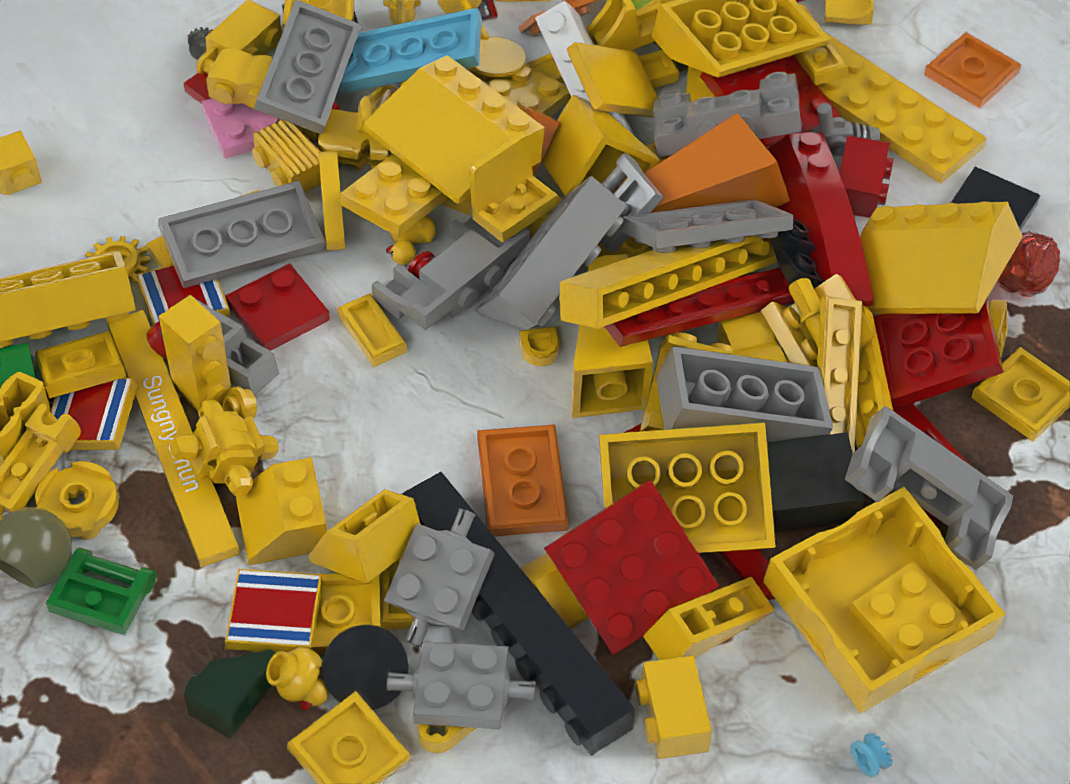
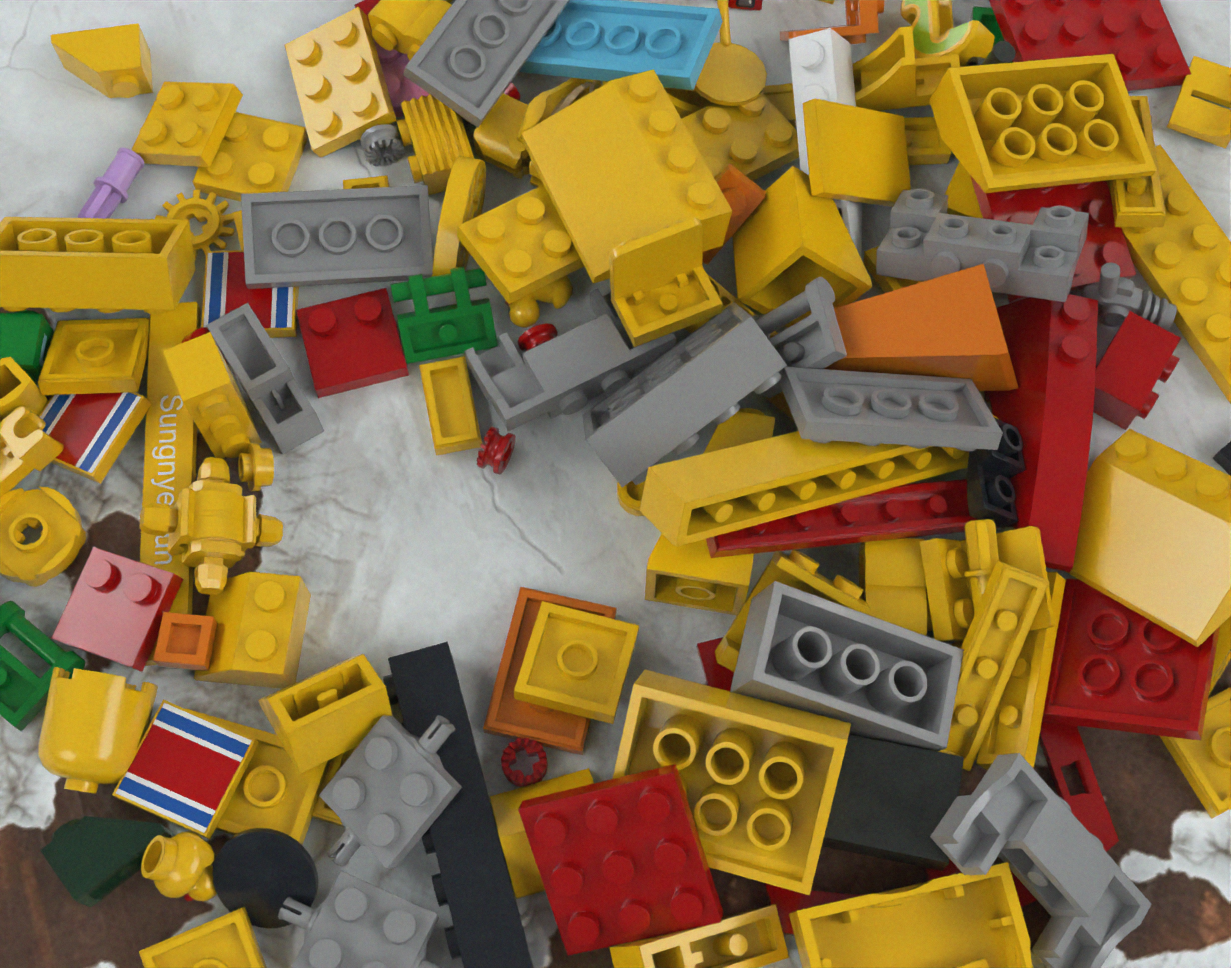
camera: 20 degrees right, 15 degrees up
(40, 250) = (113, 186): none -> lavender axle
(84, 192) = (187, 123): none -> yellow plate
(138, 202) = (253, 158): none -> yellow plate
(170, 527) = (117, 608): none -> plate
(189, 600) = (93, 727): none -> yellow cylinder
(195, 136) = (339, 82): none -> yellow plate
(237, 529) = (185, 641): none -> orange plate
(246, 169) = (382, 144): none -> light grey bush
(351, 276) = (447, 328): none -> green plate
(421, 346) = (496, 451): none -> red bush
(528, 533) = (532, 749): none -> red bush
(542, 461) = (576, 662): none -> yellow plate

